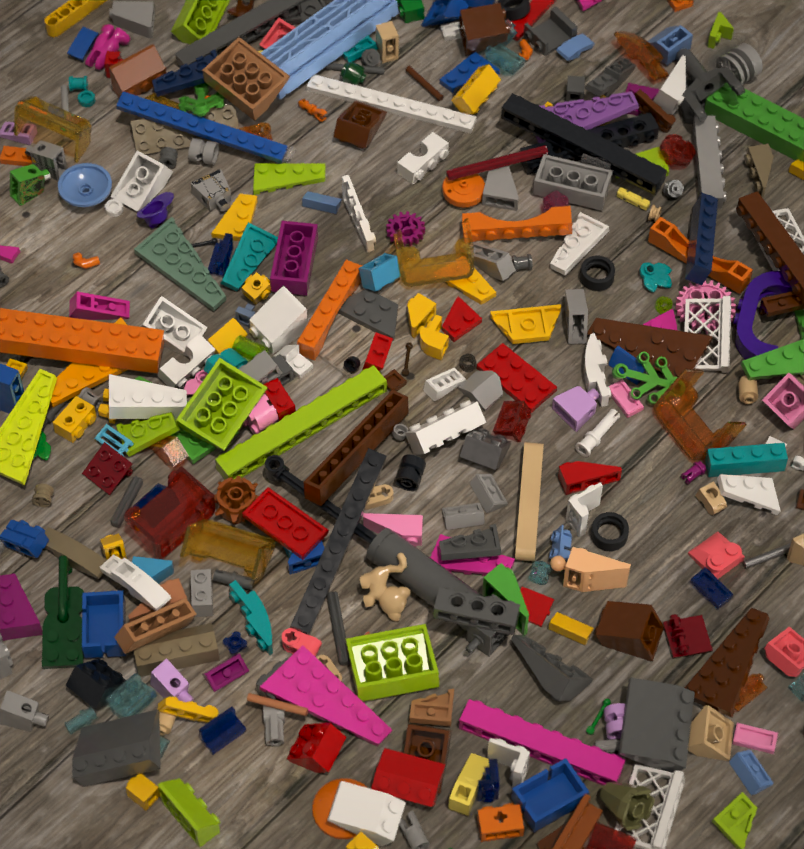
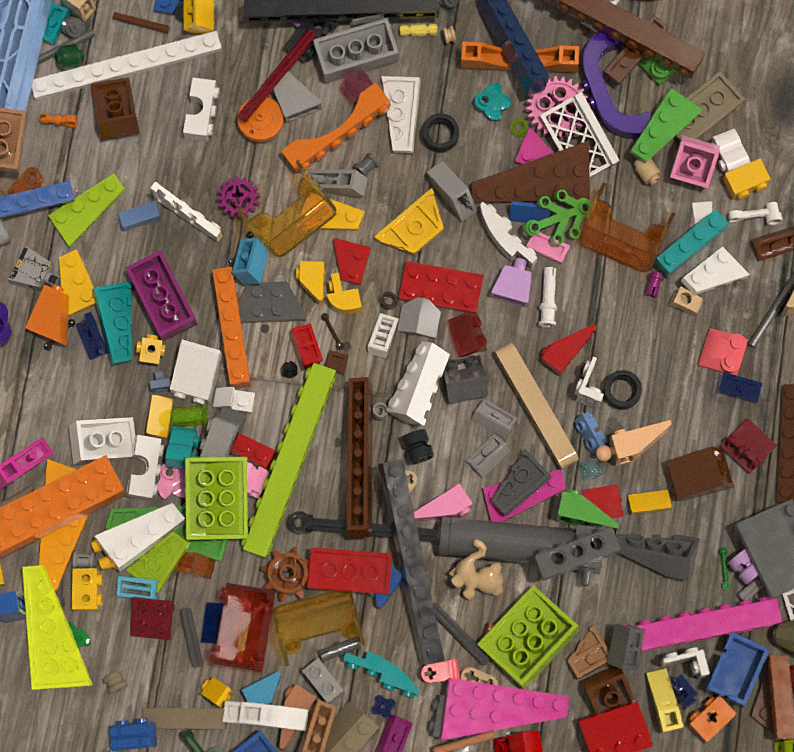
camera: 30 degrees left, 20 degrees up
(177, 260) = (51, 365): sand green wing -> none
(202, 223) = (51, 315): none -> orange slope
(467, 714) = (626, 646): none -> dark grey hinge

